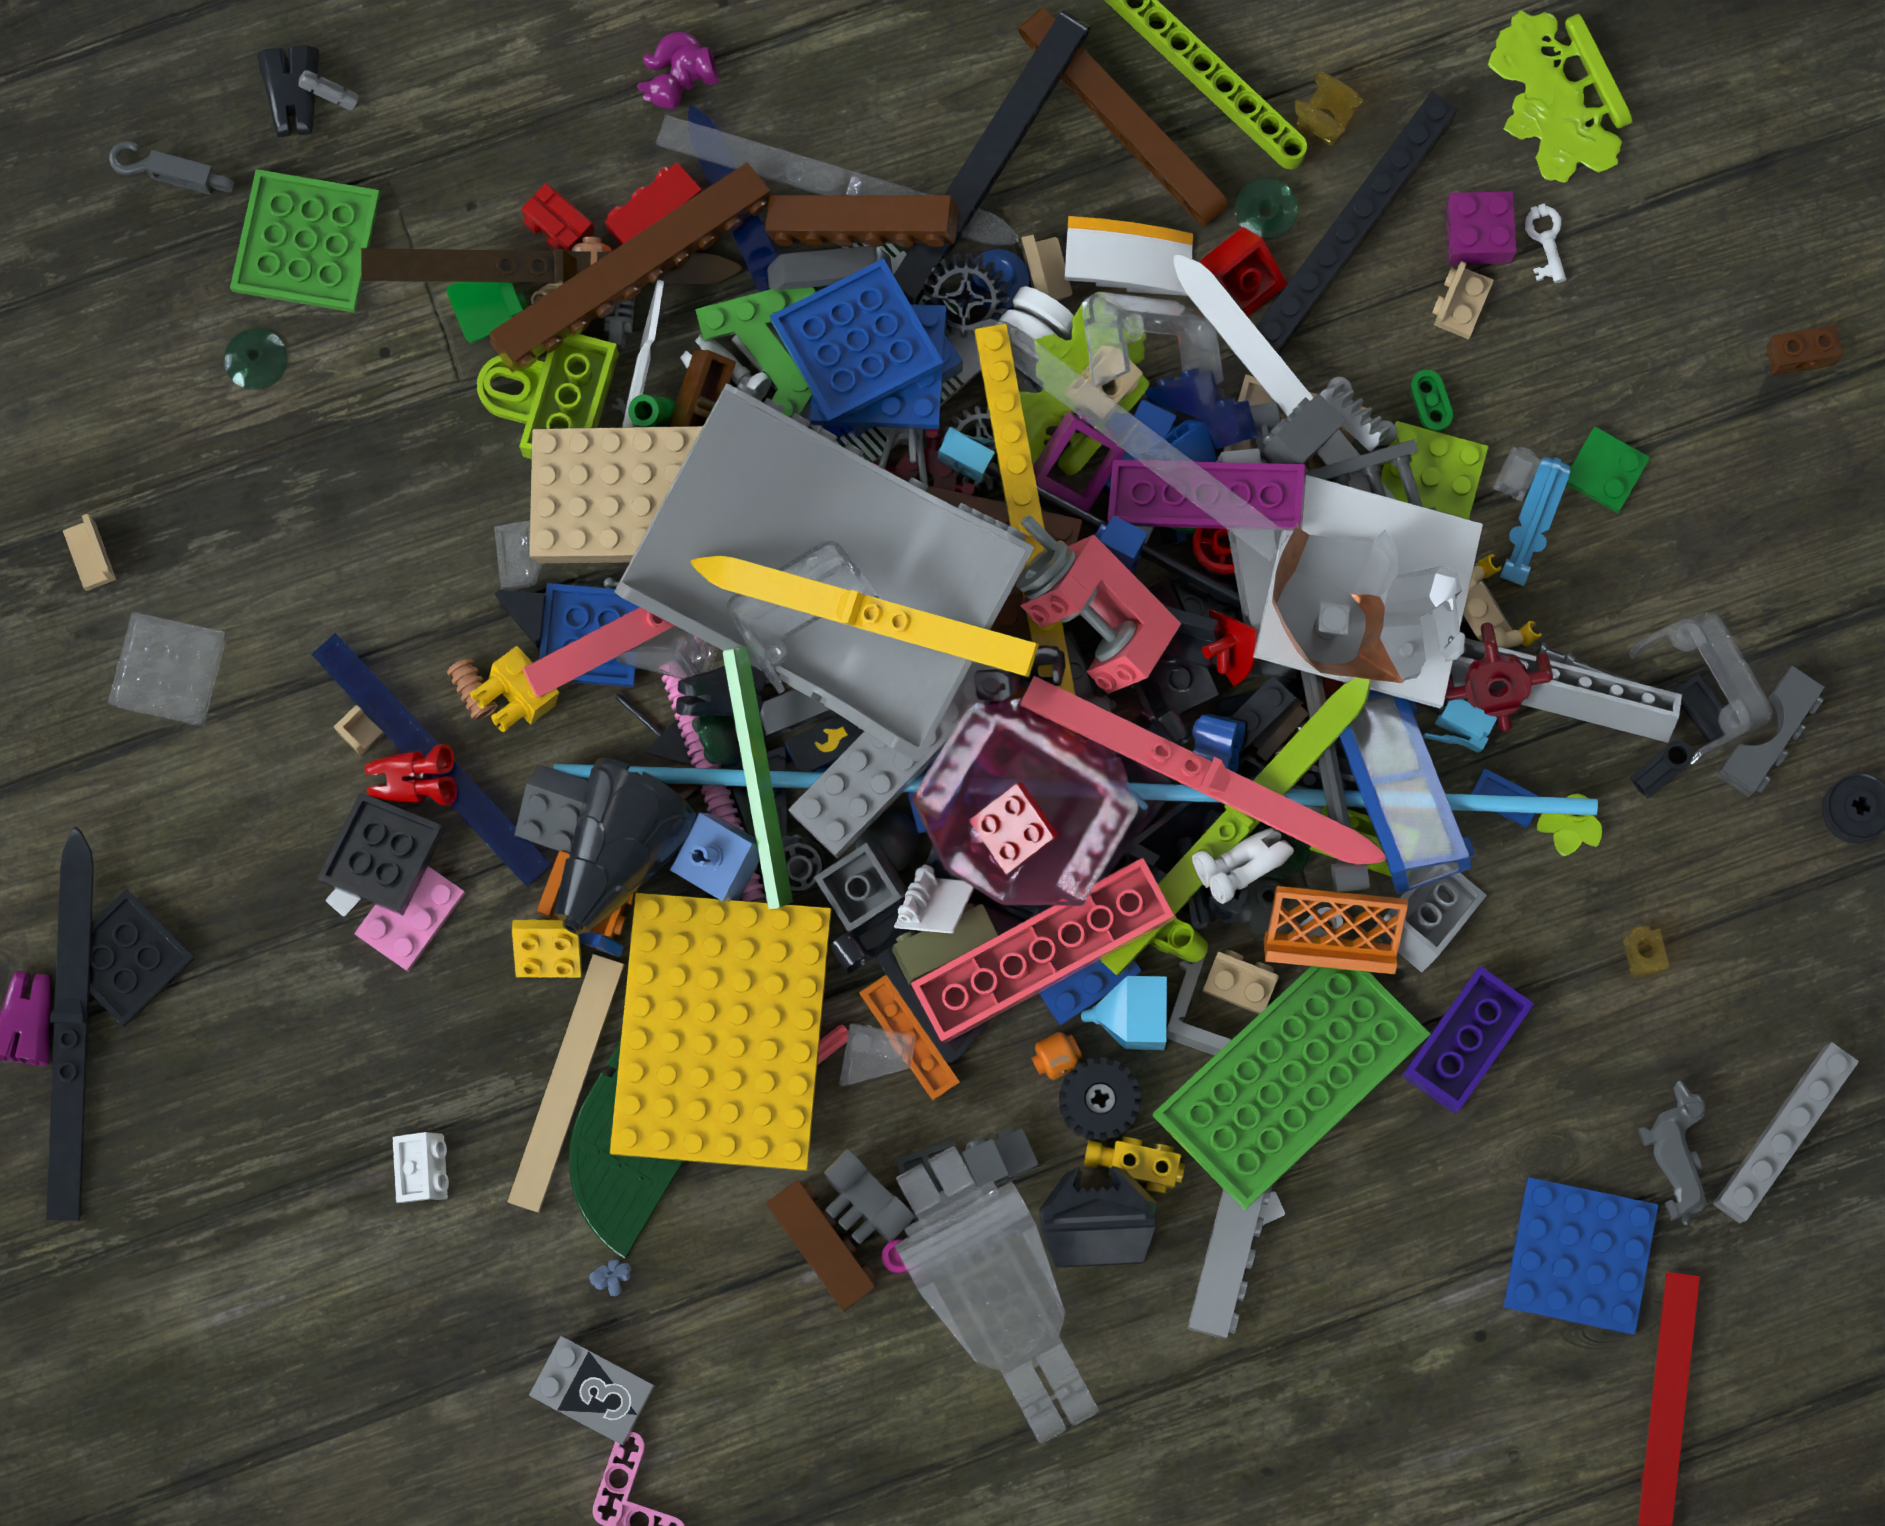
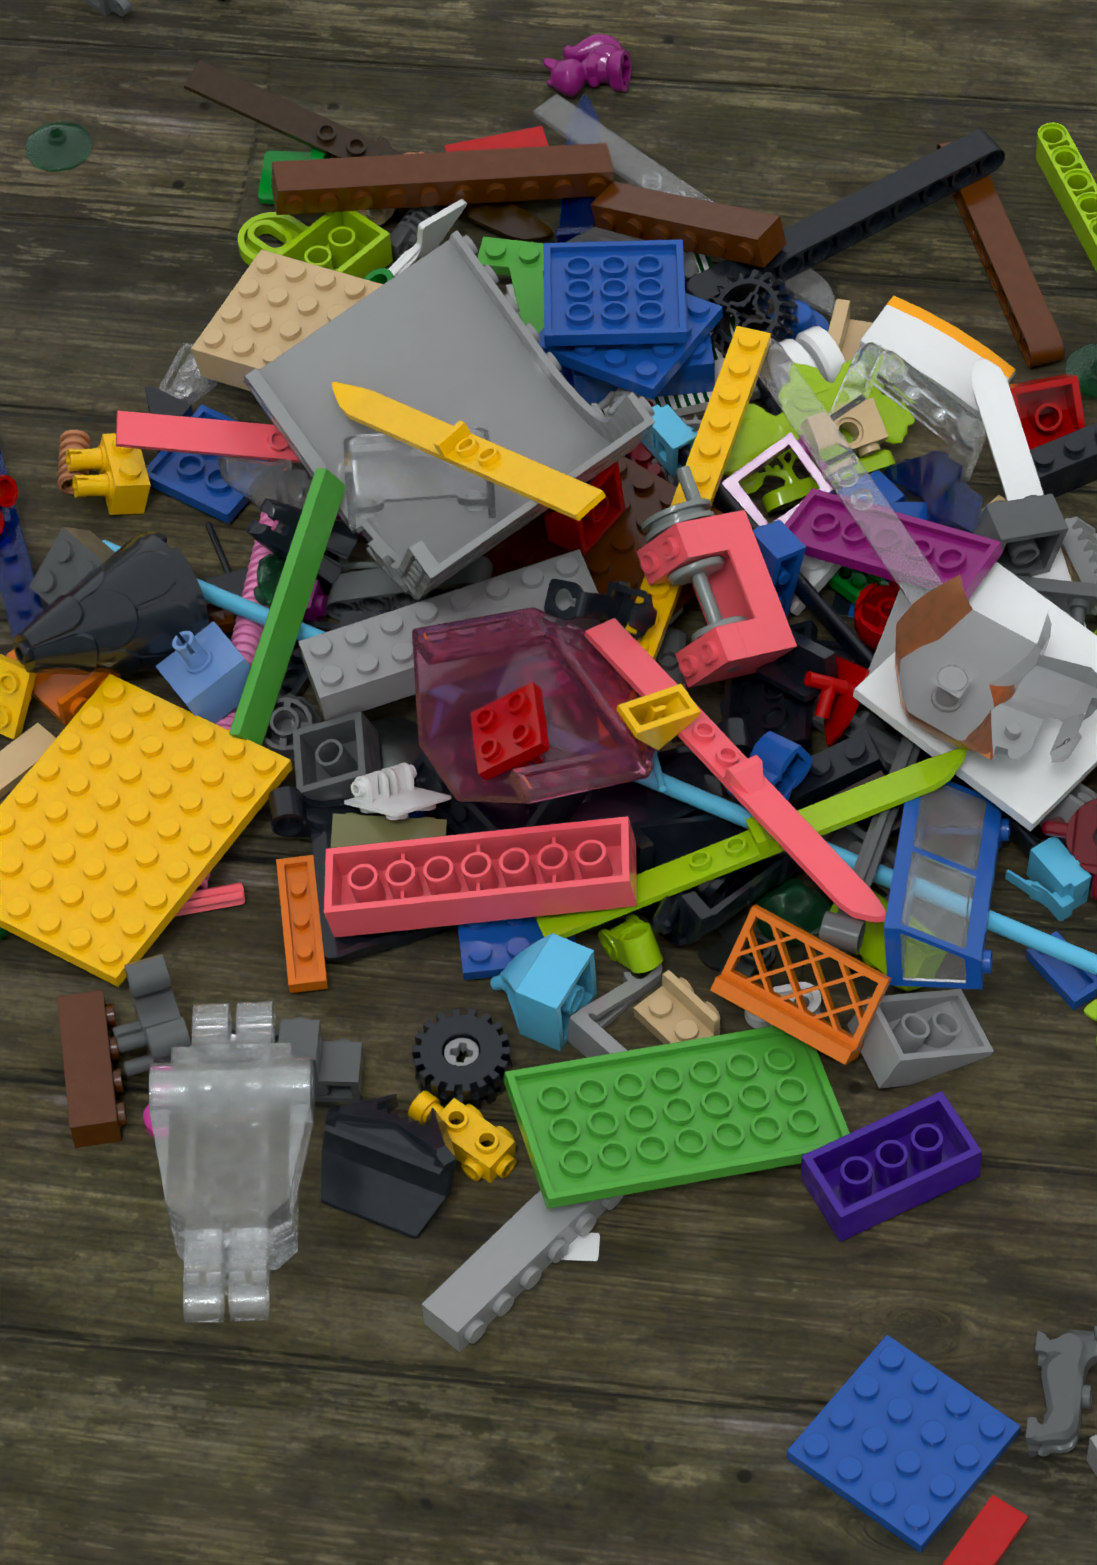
camera: 30 degrees right, 25 degrees down
(304, 240) = (147, 70): bright green plate -> none
(556, 219) = (401, 127): red brick -> none
(601, 943) = (50, 715): blue tile -> none
(874, 1053) = (256, 918): clear wing -> none
(1056, 1055) = (440, 995): orange head -> none
(1125, 760) = (659, 715): none -> yellow slope
(1259, 854) = (734, 878): white piece -> none

